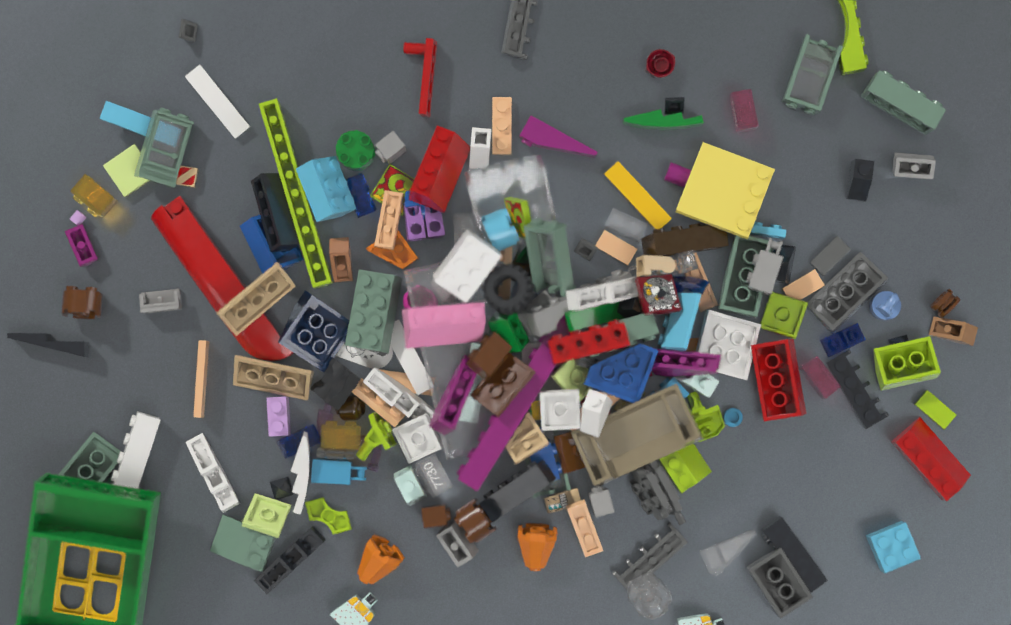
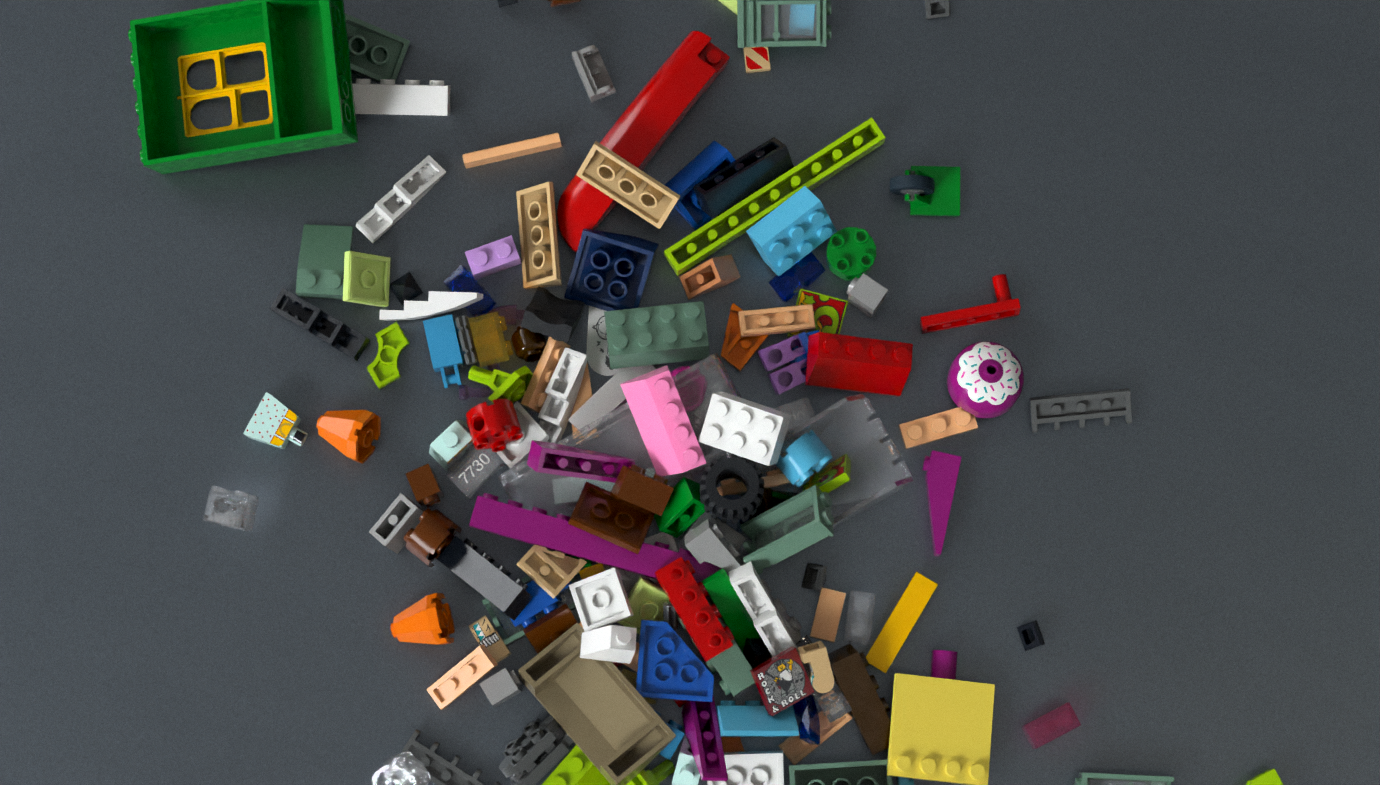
camera: 75 degrees right, 5 degrees down
(217, 101) = (860, 67): white slope -> none
(325, 78) = (930, 190): none -> green plate
(406, 451) = (493, 425): none -> red brick
(480, 148) = (901, 406): white slope -> none
(482, 89) = (985, 379): none -> cylinder
(657, 121) = (1004, 616): green slope -> none
(660, 63) = (1078, 601): dark red hat -> none

